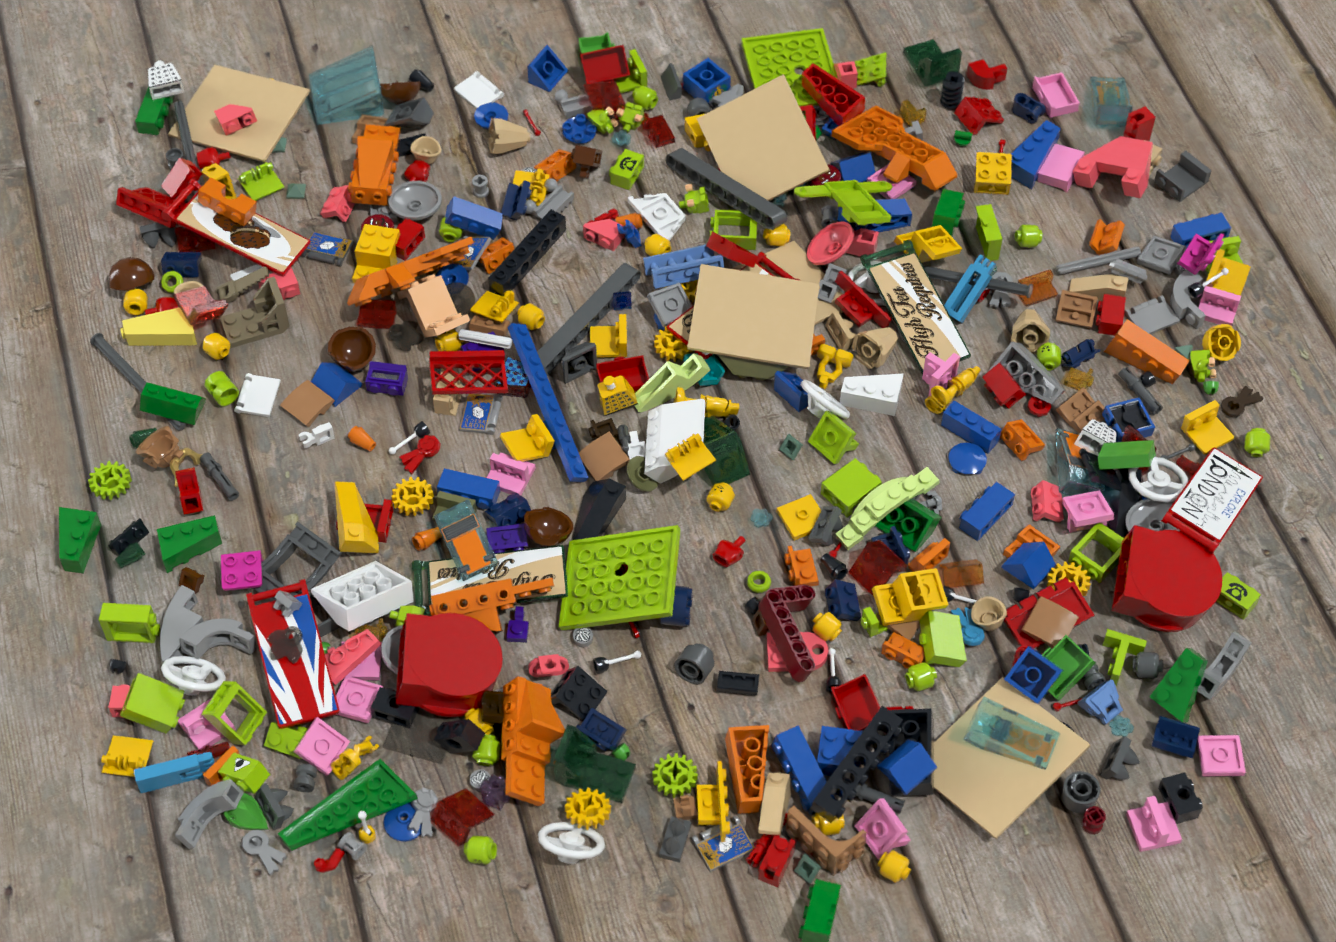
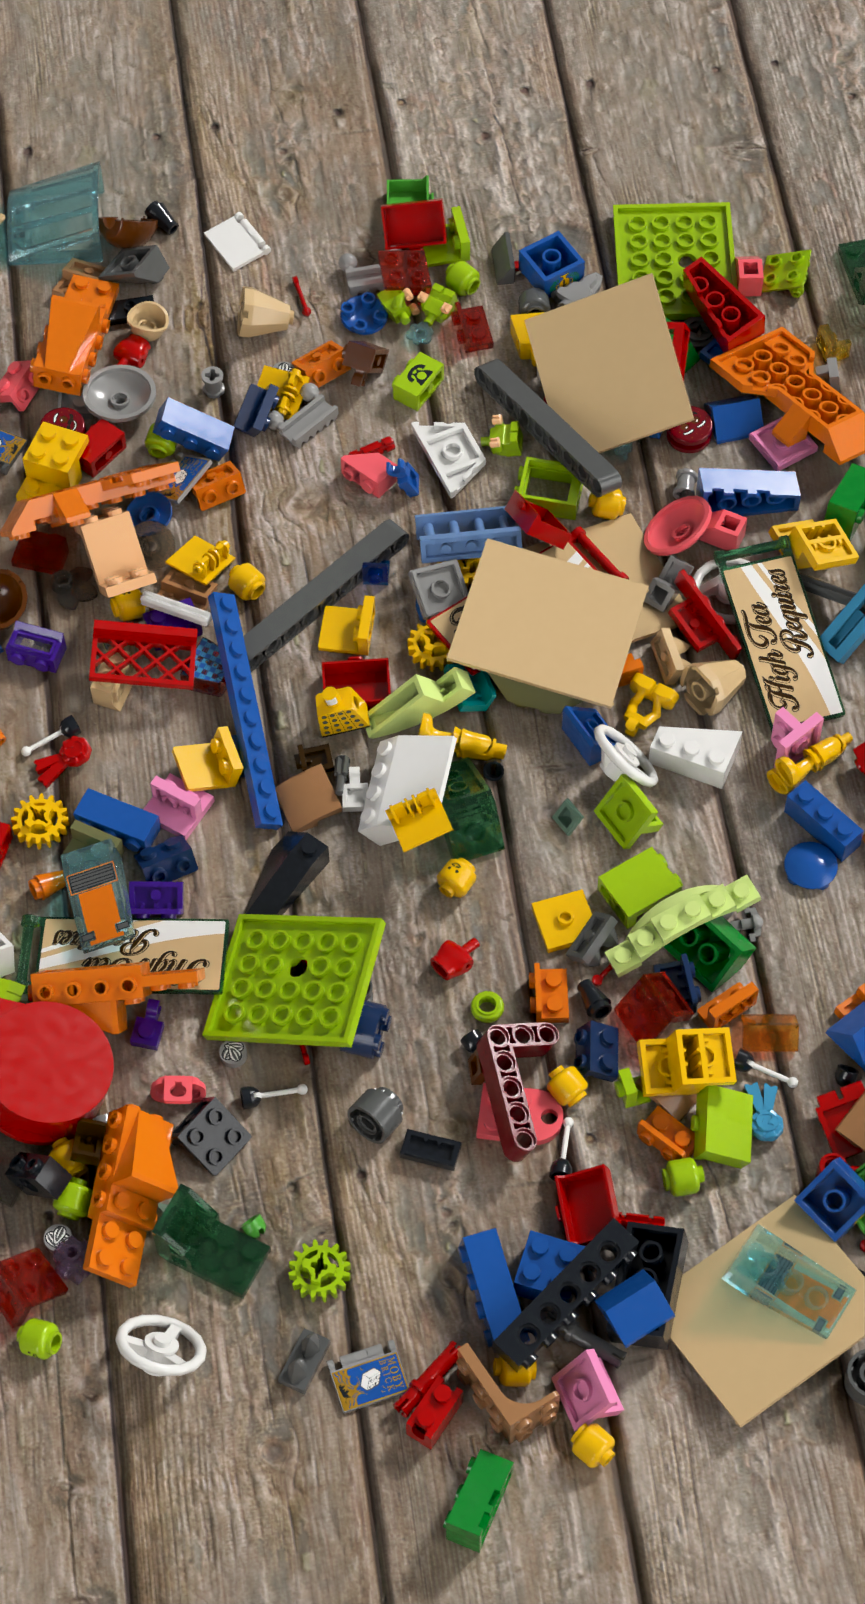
camera: 10 degrees right, 5 degrees up
(481, 413) = (154, 713): piece -> none
(487, 111) = (245, 274): blue dish -> none
(527, 253) = (259, 488): black brick -> none
(546, 70) = (334, 221): blue slope -> none
(547, 526) = (212, 890): reddish brown cylinder -> none
(579, 361) = (298, 655): dark grey slope -> none
(587, 808) = (193, 1301): yellow gear -> none
(602, 729) = (232, 1192): dark blue bracket -> none
(634, 218) = (413, 455): orange cone -> none
(636, 474) = (349, 819): olive dish -> none
(657, 245) = (438, 498): yellow head -> none
(685, 807) = (326, 1318): medium nougat tile -> none
(711, 803) = (359, 1319): yellow bracket -> none
(747, 763) = (420, 1268): orange wedge -> none
(761, 517) = (504, 909): clear light blue plant -> none
(775, 803) = (445, 1333): tan slope -> none
(807, 868) = (474, 1430): sand green slope -> none
(853, 198) = (719, 465): lime piece -> none
(986, 511) = (821, 946): blue brick -> none
(988, 613) = (794, 1098): tan helmet -> none

